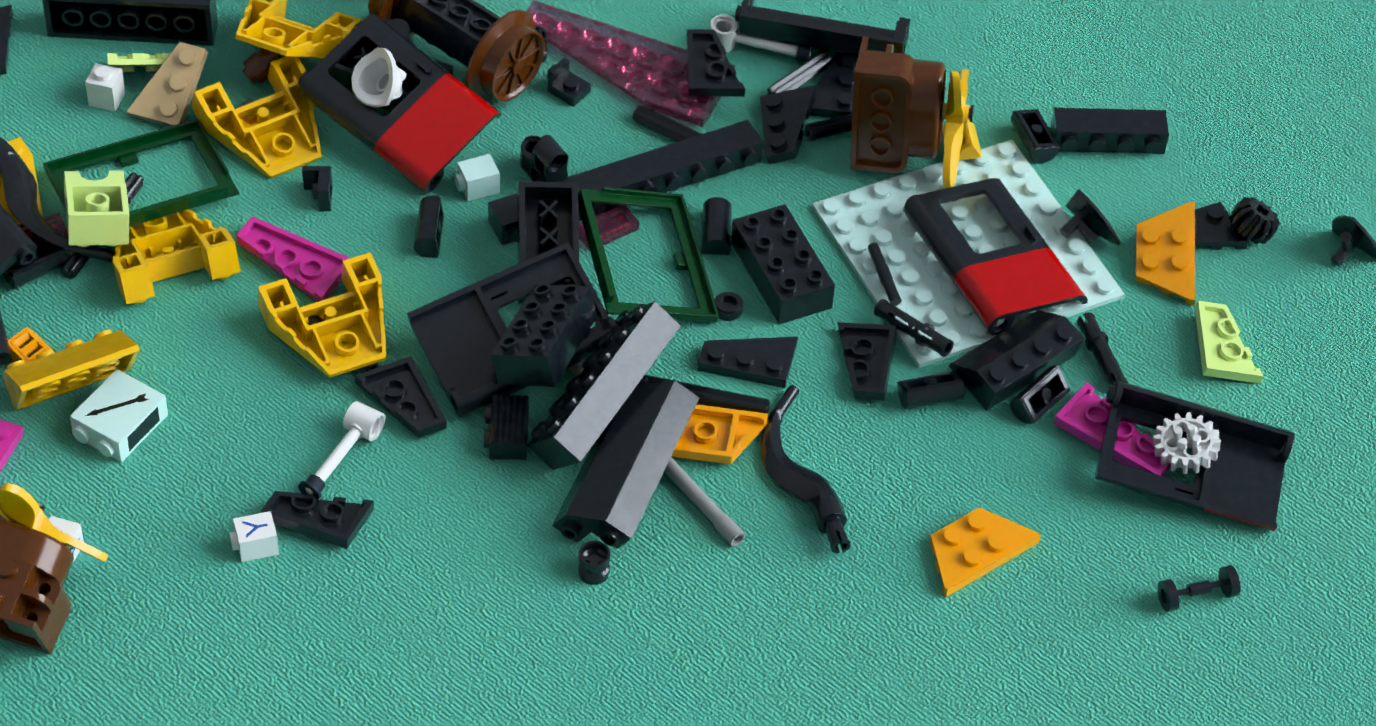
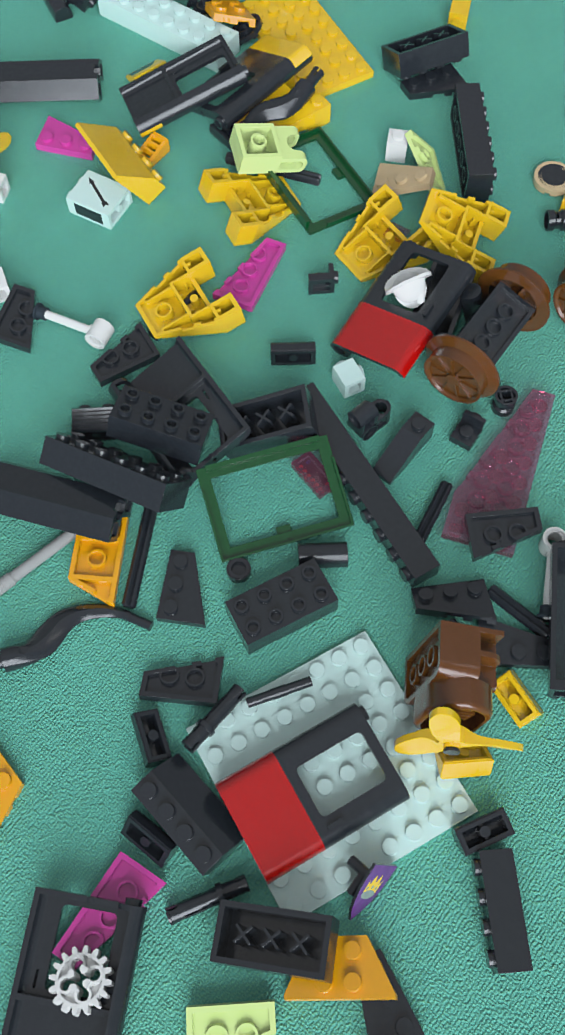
camera: 90 degrees right, 15 degrees up
(581, 135) = (404, 447): none -> black slope
(1145, 286) = (275, 940): none -> black brick

